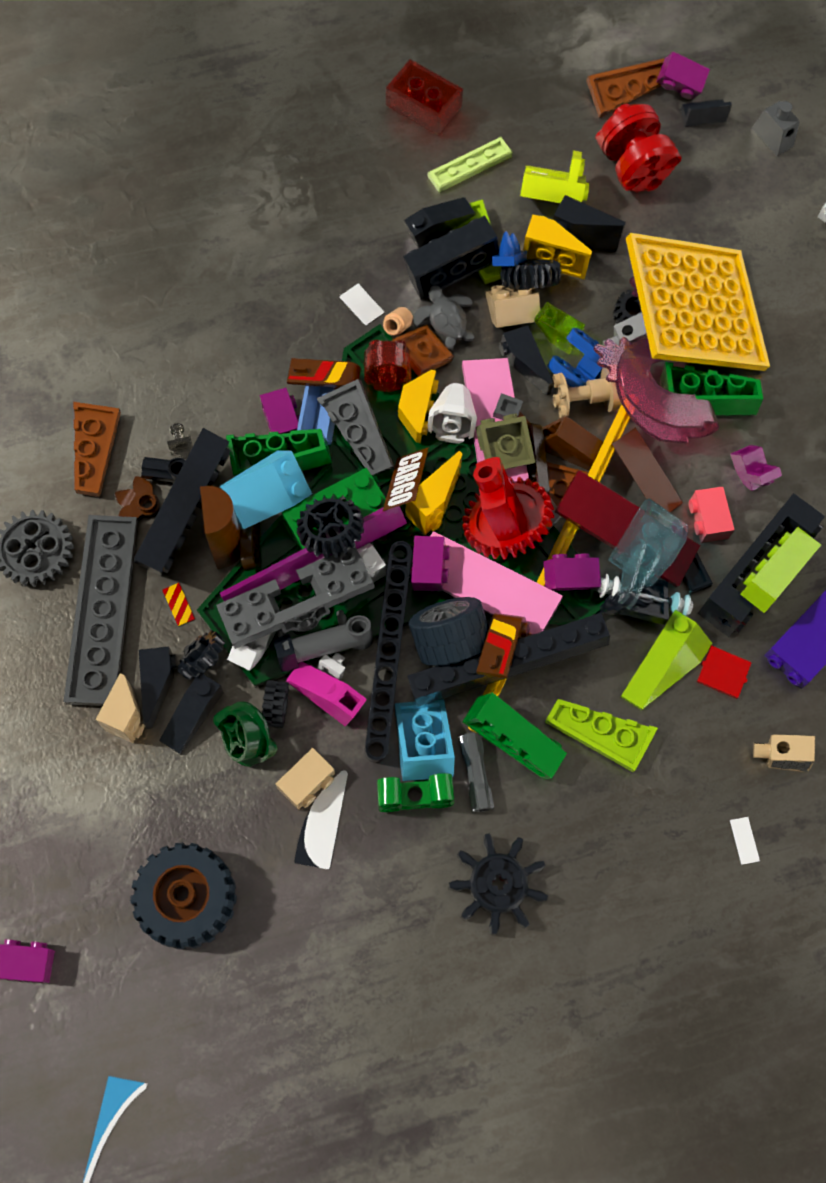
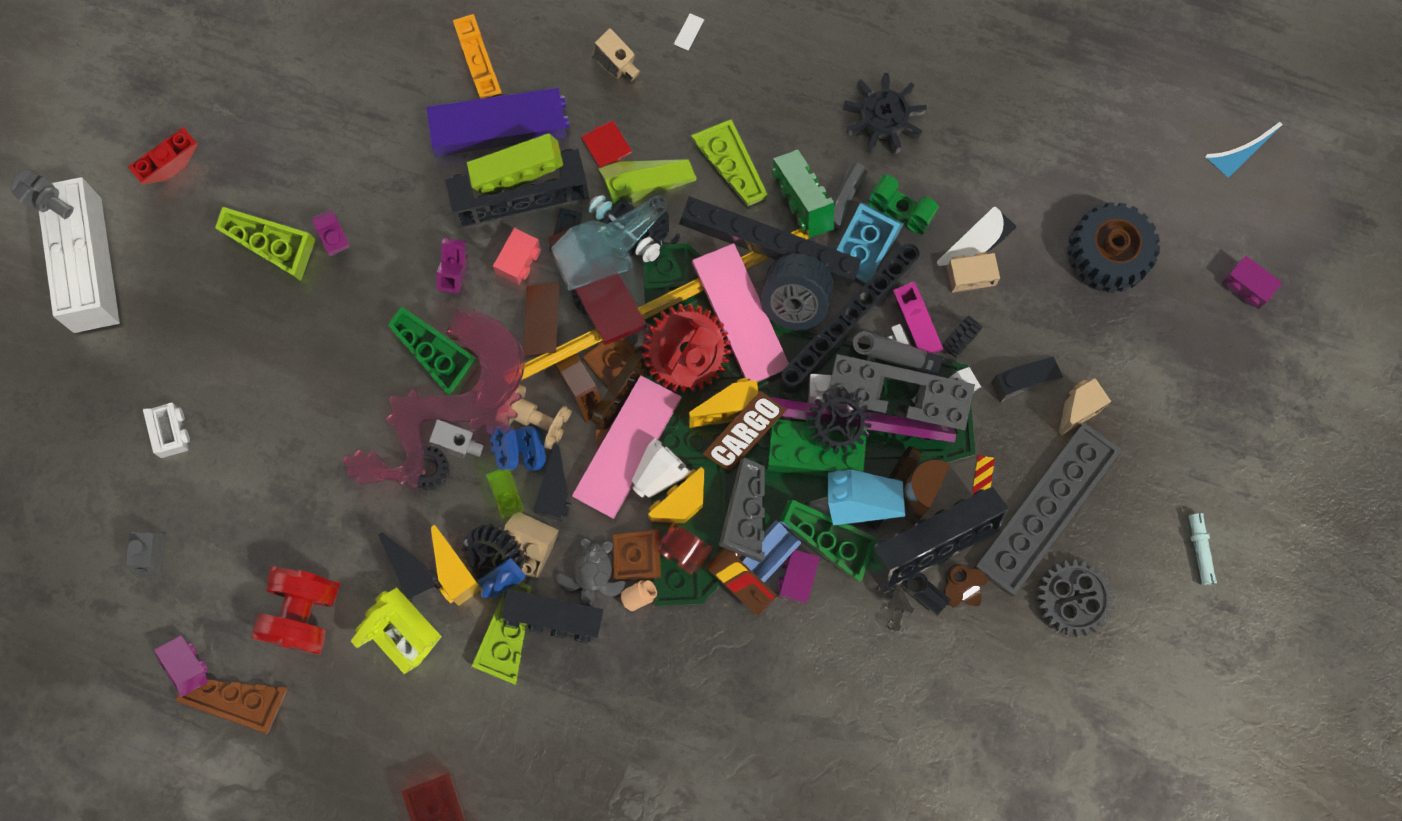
camera: 145 degrees left, 5 degrees up
(94, 438) = (968, 667): dark orange wing -> none
(156, 677) = (1037, 424): black slope -> none
(200, 655) = (996, 410): black gear -> none
(245, 734) = (1000, 327): dark green piece -> none
(361, 304) = (652, 644): white sticker -> none
(429, 563) = (774, 354): magenta brick -> none
(438, 220) = (526, 671): black slope -> none
(470, 164) = (448, 720): yellowish green tile -> none
(501, 644) = (770, 248): reddish brown door -> none
(506, 406) = (610, 446): dark grey tile -> none
(506, 440) = (639, 412): olive plate -> none
(572, 573) = (670, 273): magenta brick -> none
(696, 303) = (378, 426): yellow plate -> none
(705, 112) = (190, 622): black panel -> none

